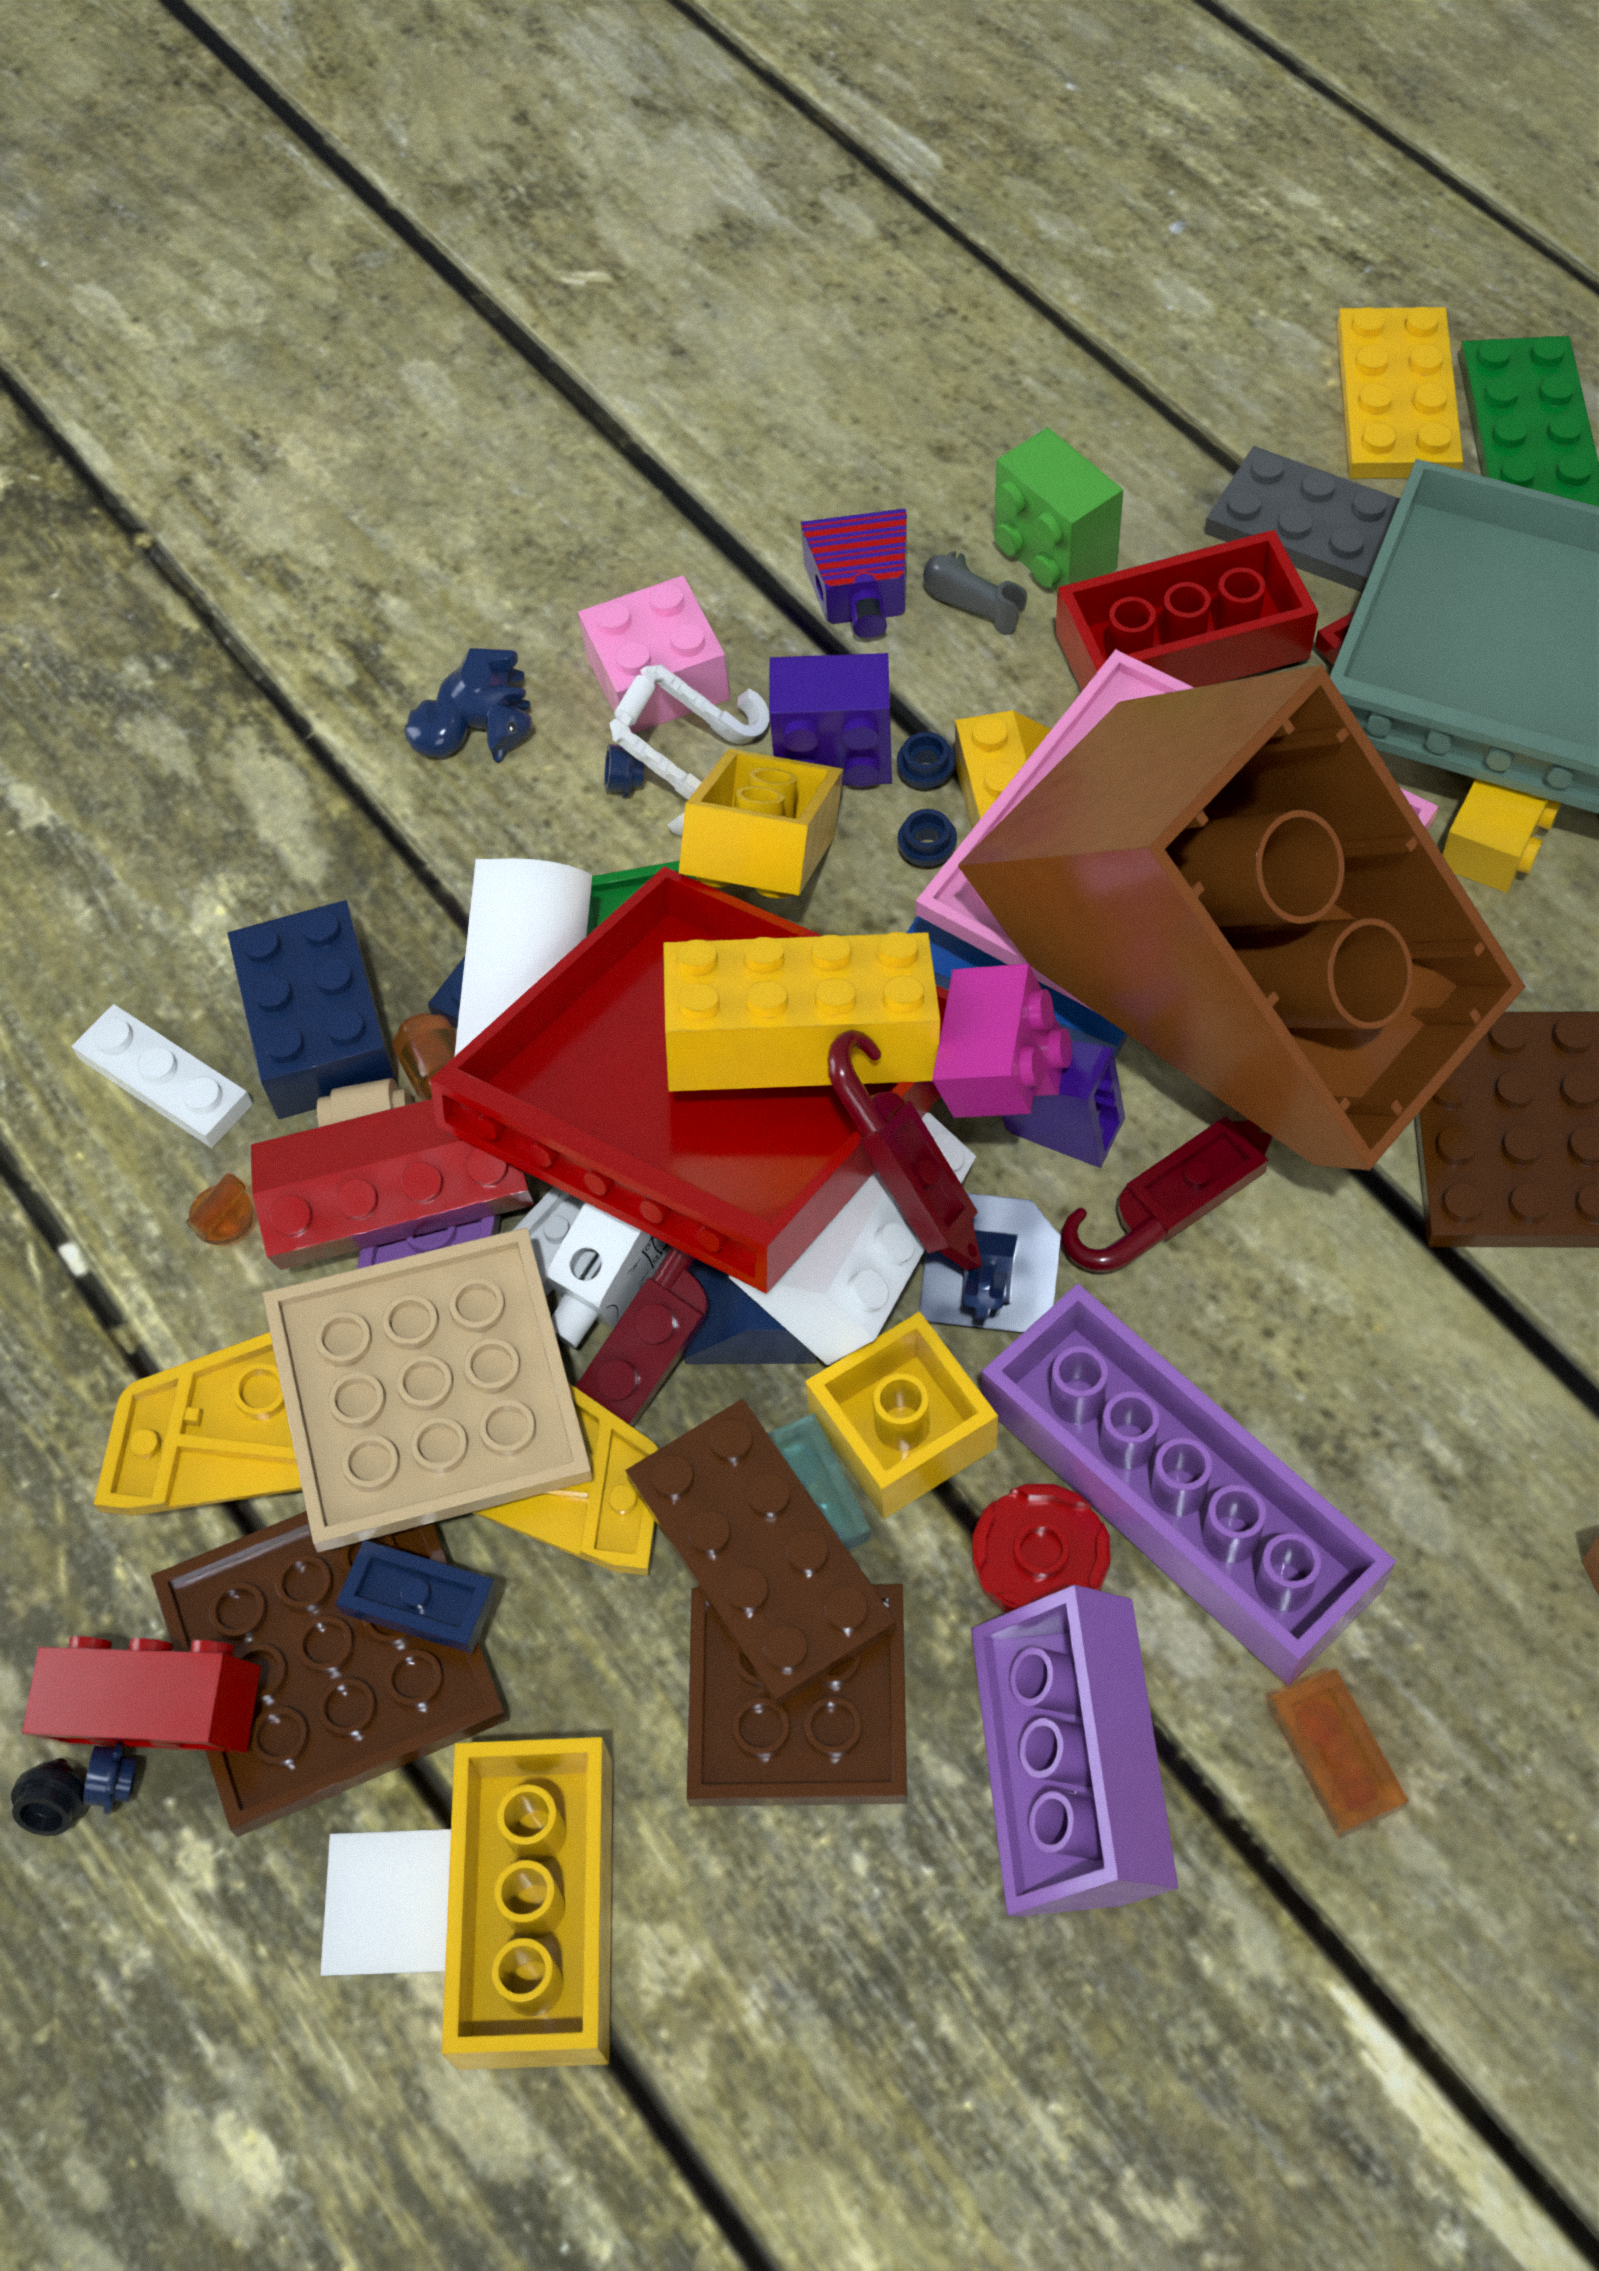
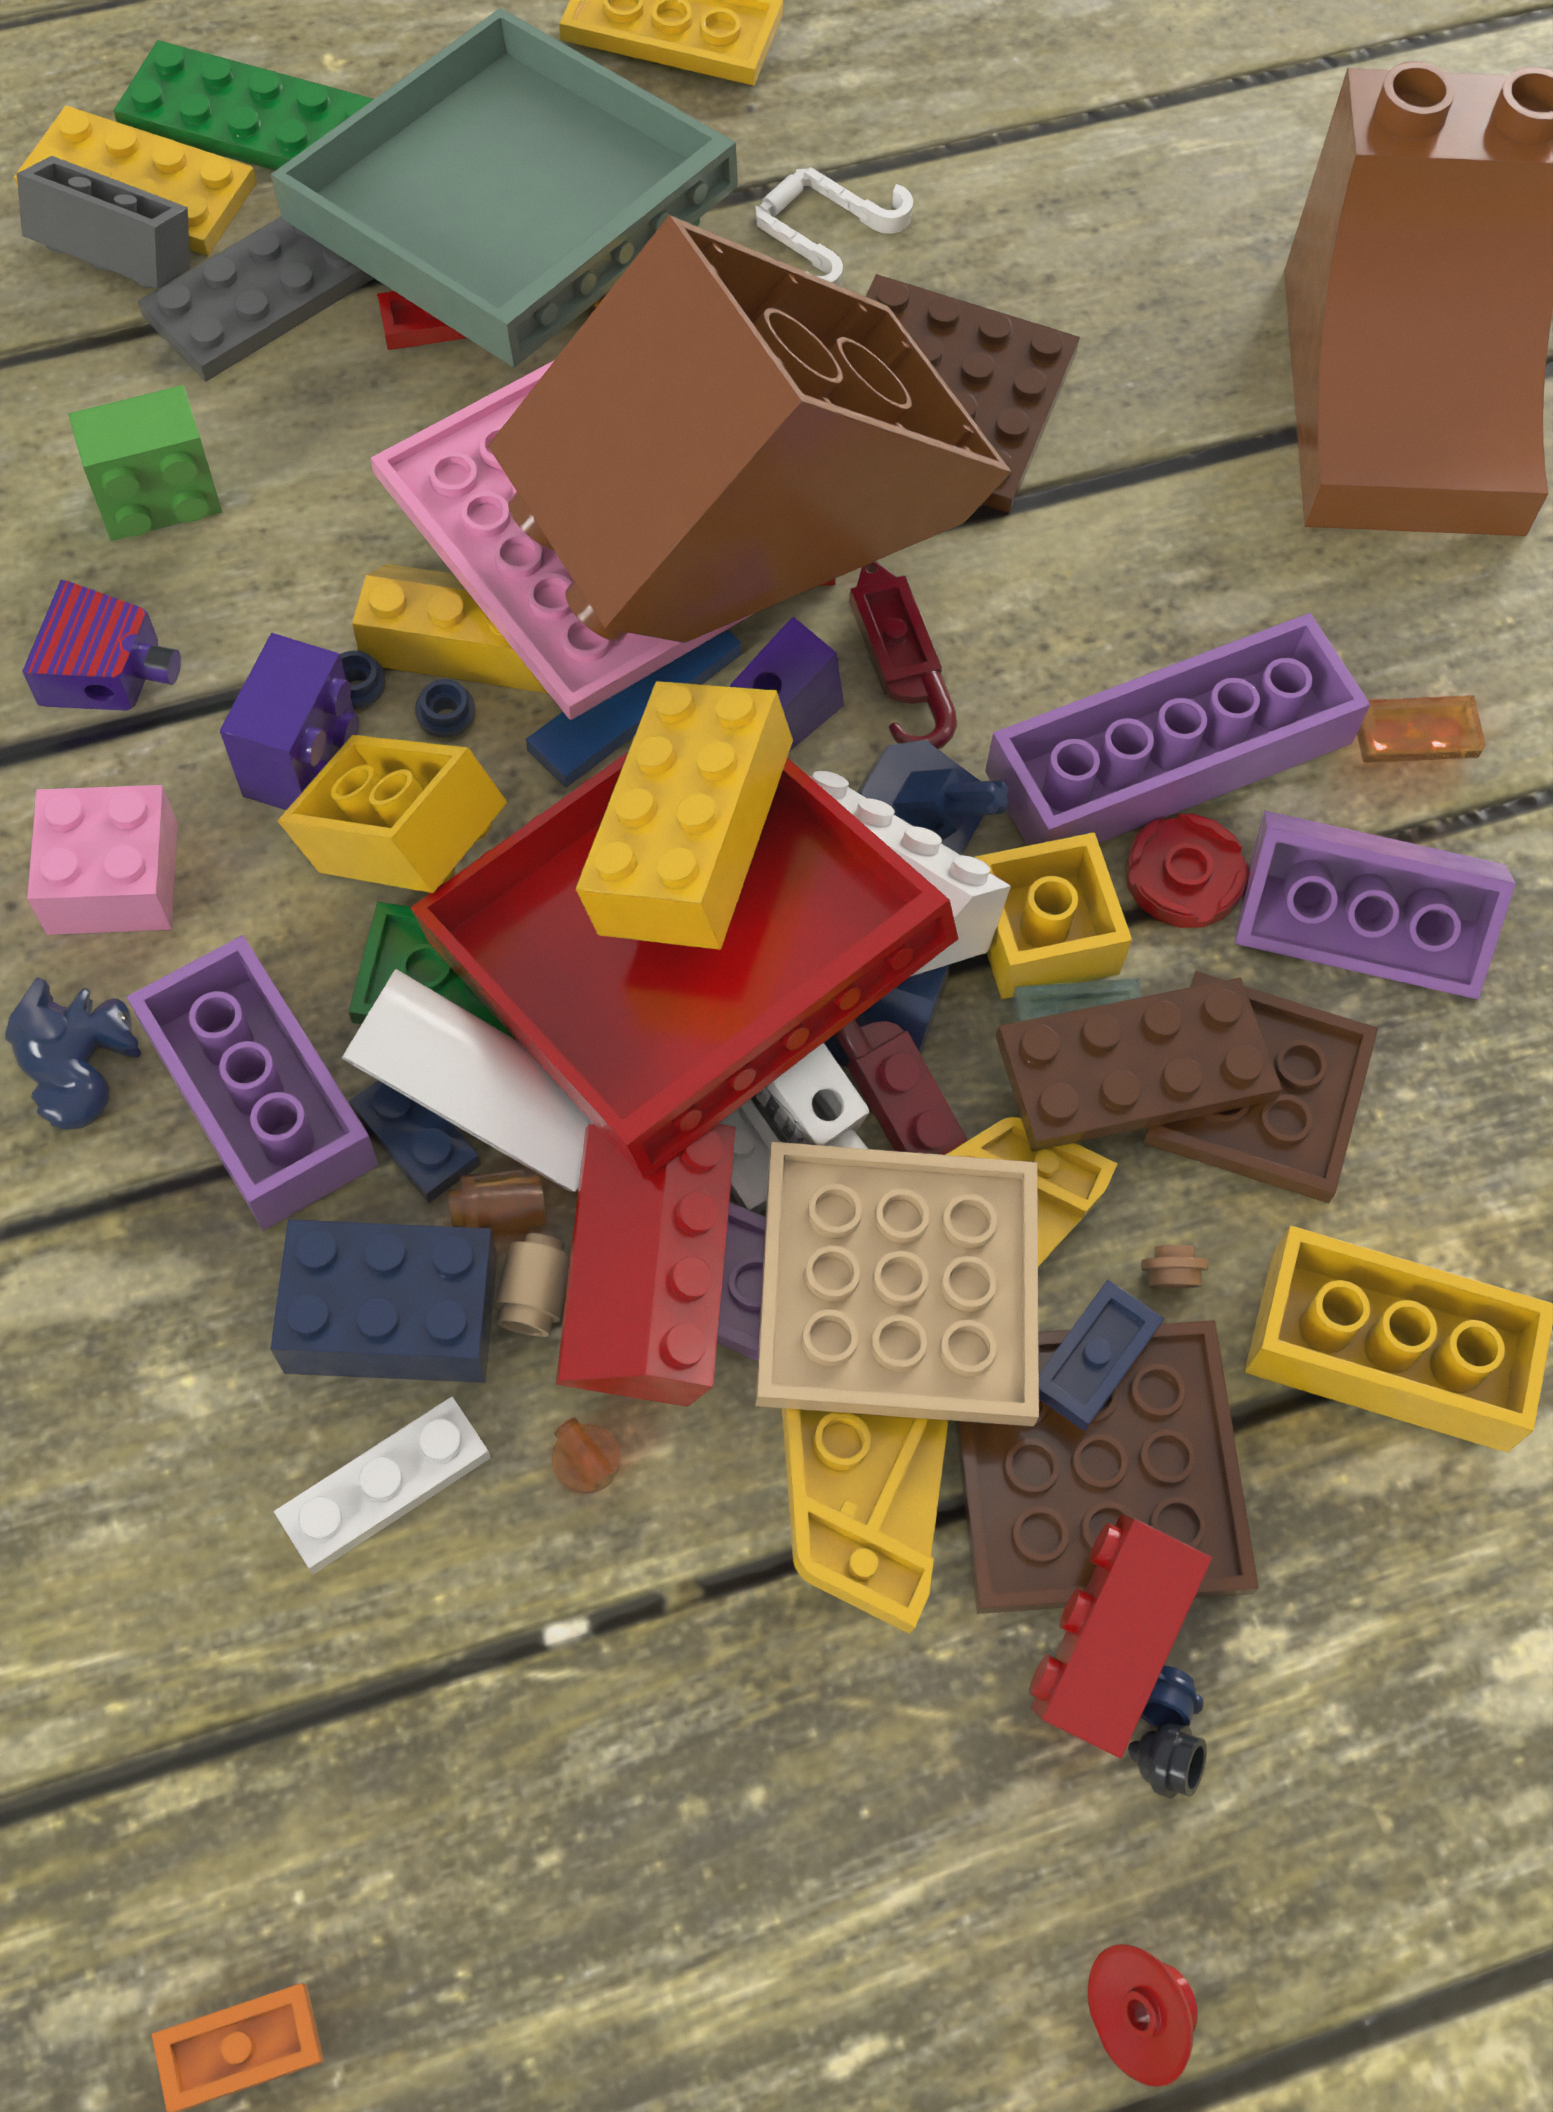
camera: 80 degrees left, 5 degrees up
(386, 1902) = (1342, 1473): white sticker -> none
(498, 799) = (253, 1082): none -> medium lavender brick
(554, 1661) = (1174, 1267): none -> medium nougat plate
(622, 770) = (222, 927): dark blue plate -> none
(721, 722) = (228, 825): white piece -> none
(906, 1157) = (862, 786): dark red plate -> none
(955, 584) = (162, 582): dark grey piece -> none
(998, 1043) = (810, 676): dark pink brick -> none
(1193, 614) = (324, 420): red brick -> none
(1315, 382) = (104, 222): none -> dark grey brick

